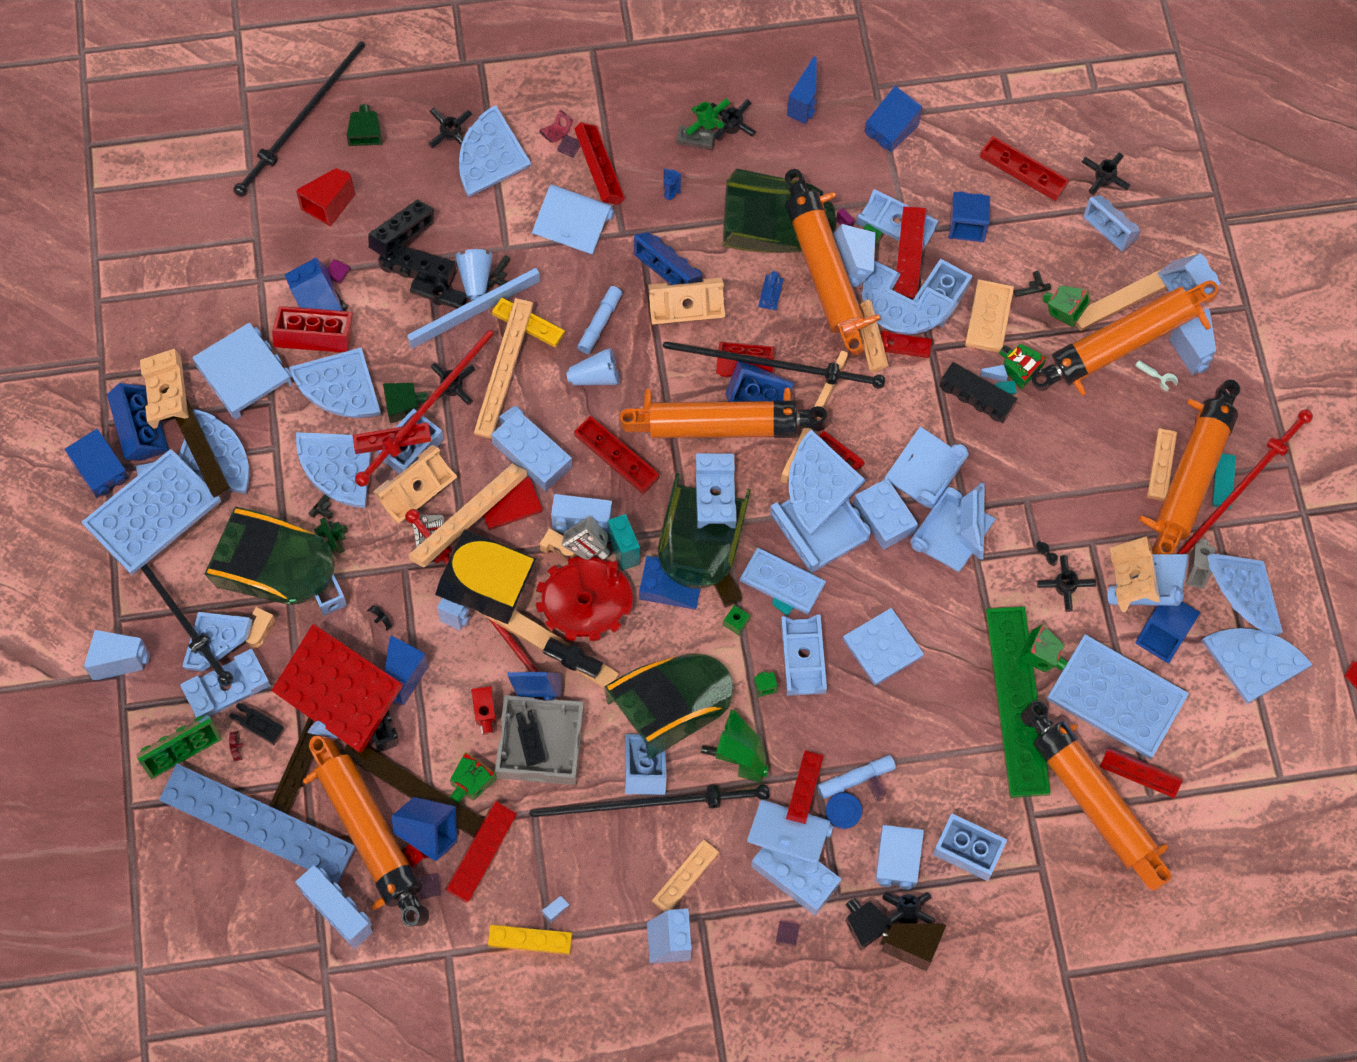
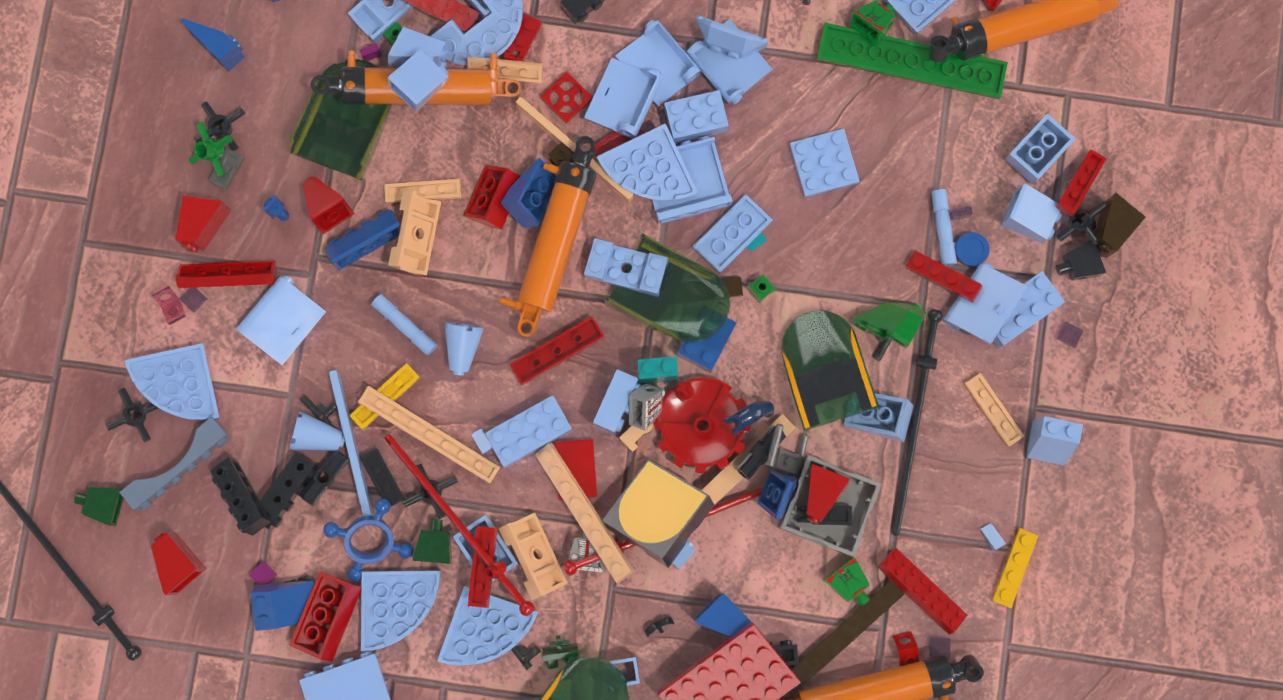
camera: 75 degrees left, 15 degrees up
(423, 340) = (354, 573): none -> blue piece
(426, 826) = (888, 636): blue slope -> none
(446, 191) = (206, 439): none -> sand blue arch
(452, 341) = (382, 477): none -> black plate
(484, 701) = (779, 550): red torso -> none
(548, 724) = (824, 492): none -> red slope
(571, 678) = (784, 459): none -> flat silver plate
(607, 634) = (749, 415): none -> dark blue piece
(638, 127) = (199, 222): none -> red slope
(687, 222) = (325, 205): none -> red slope
(732, 303) = (426, 189): none -> light nougat tile
(765, 684) = (832, 281): green plate -> none
(771, 291) = (425, 149): blue hinge -> none
(804, 401) = (559, 154): none -> dark brown brick
(806, 674) = (795, 232): light blue piece -> none
(825, 251) = (418, 80): none -> light blue slope
(831, 373) = (540, 119): black bar -> none
(869, 415) = (566, 117): none -> red piece
(880, 443) = (624, 98): none -> light blue door
(949, 897) = (1081, 182): none -> red plate

